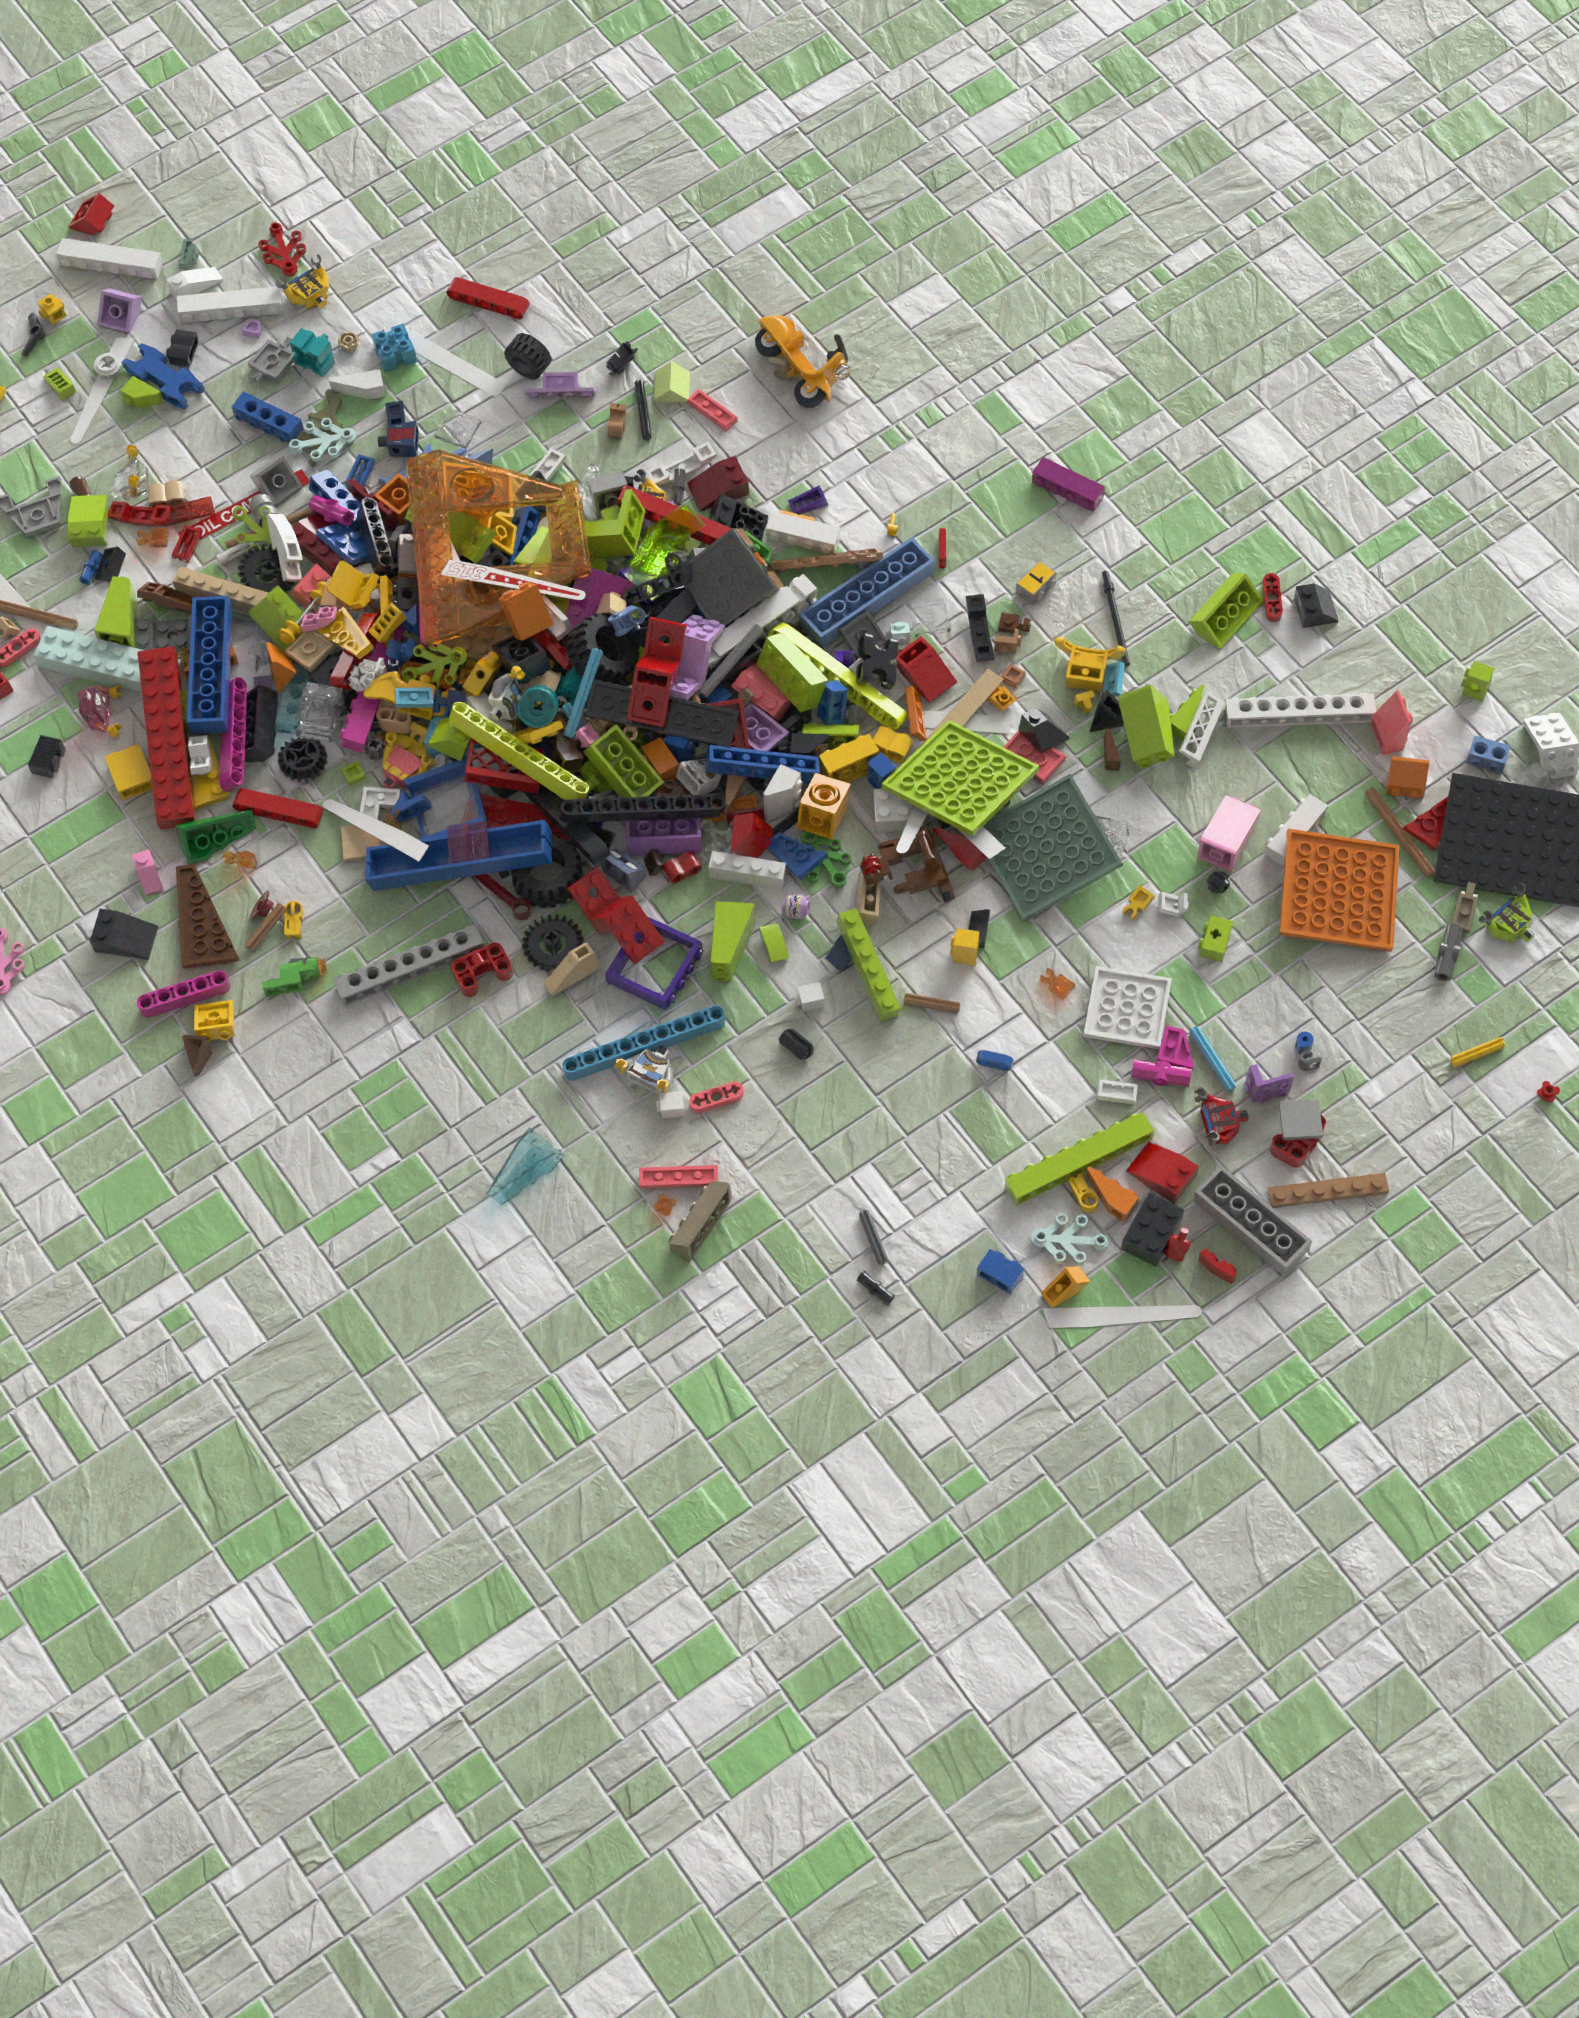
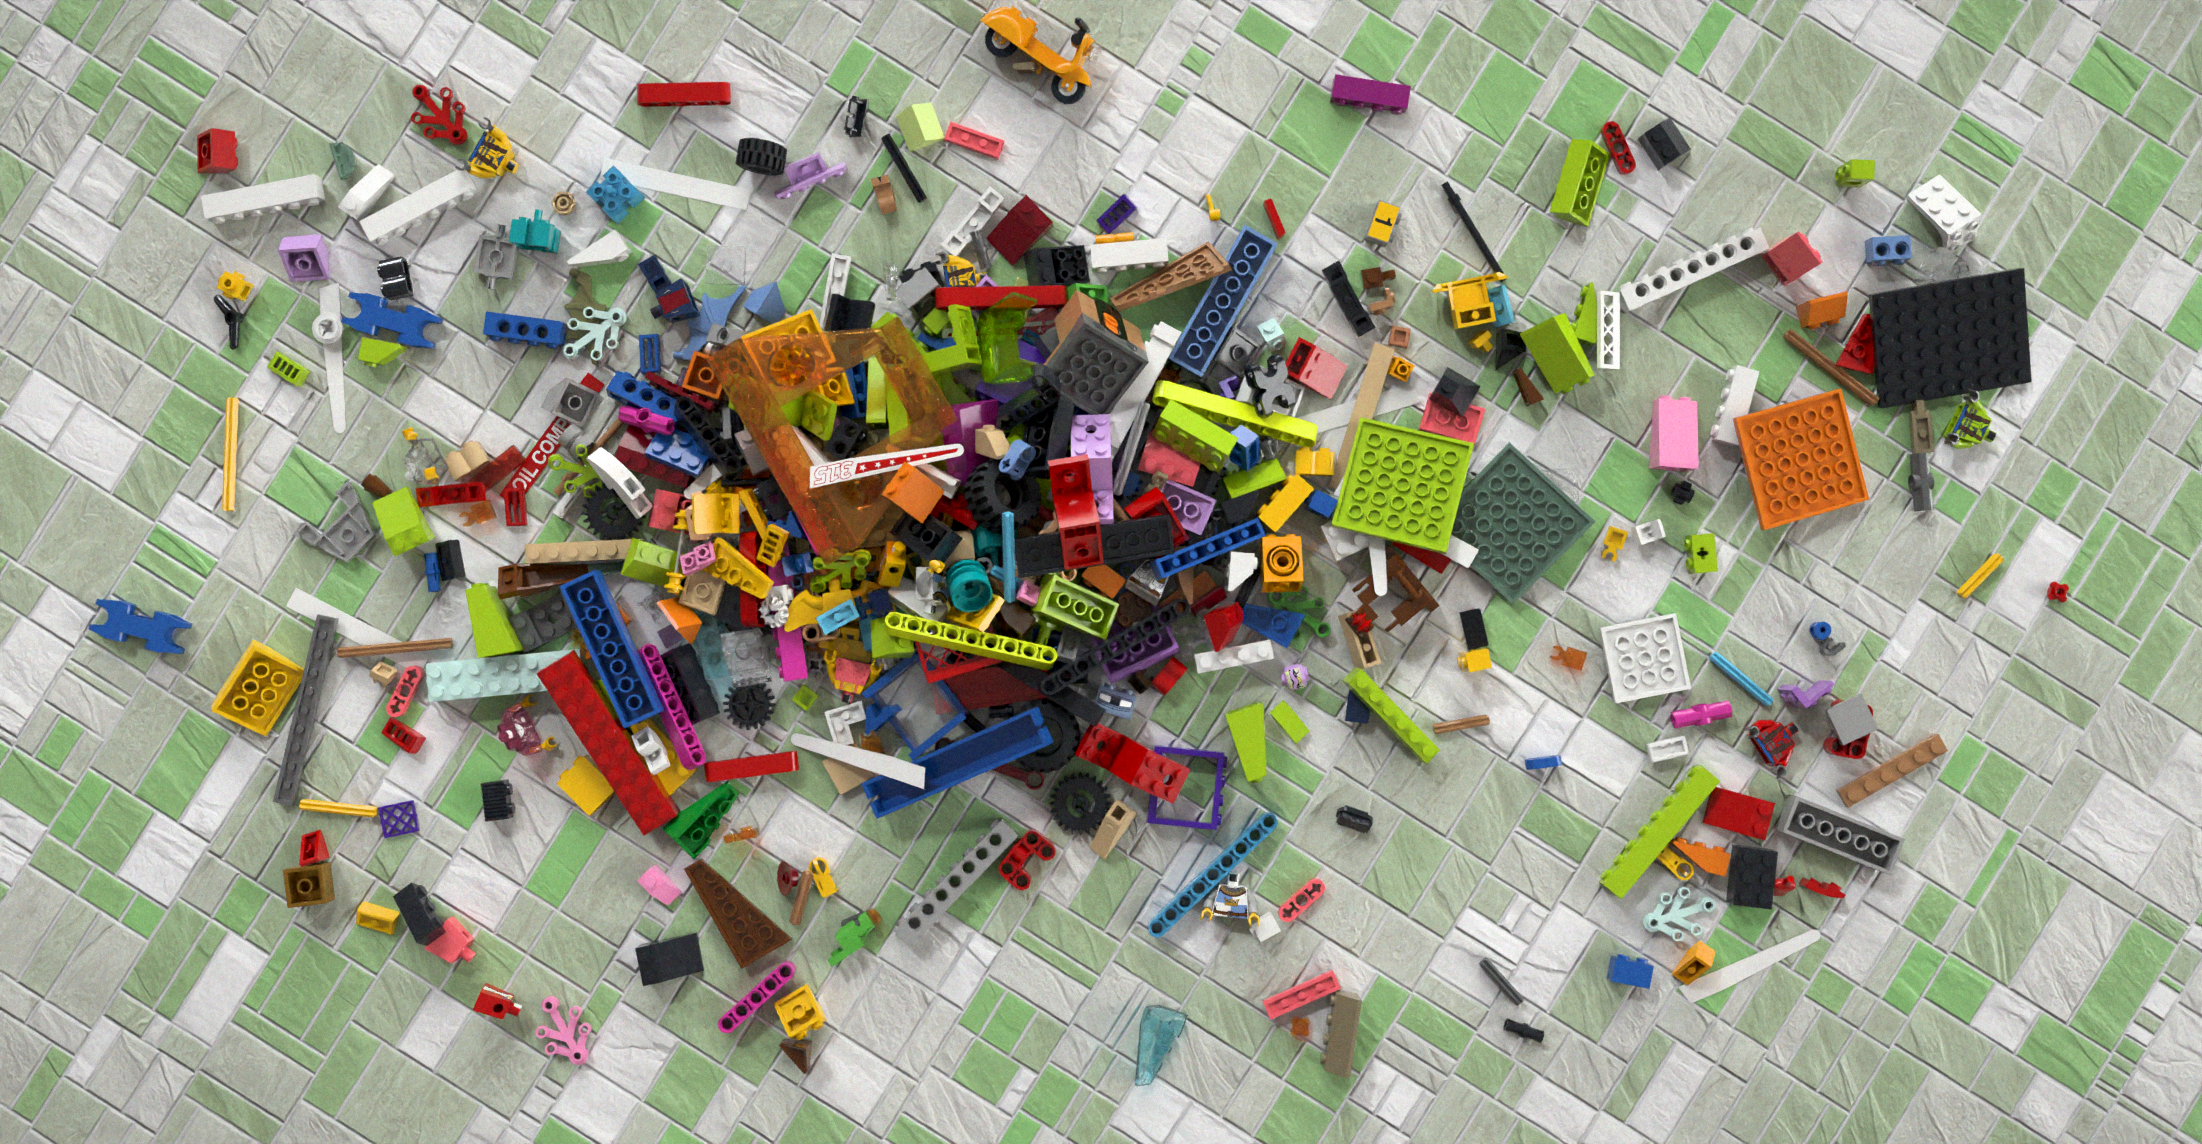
camera: 25 degrees left, 25 degrees up
(252, 329) = (456, 224): lavender tile -> none
(468, 842) = (963, 753): clear pink slope -> none
(810, 997) = (1347, 765): white brick -> none
(915, 714) = (1324, 421): orange plate -> none
(1175, 1048) = (1704, 683): dark pink wing -> none

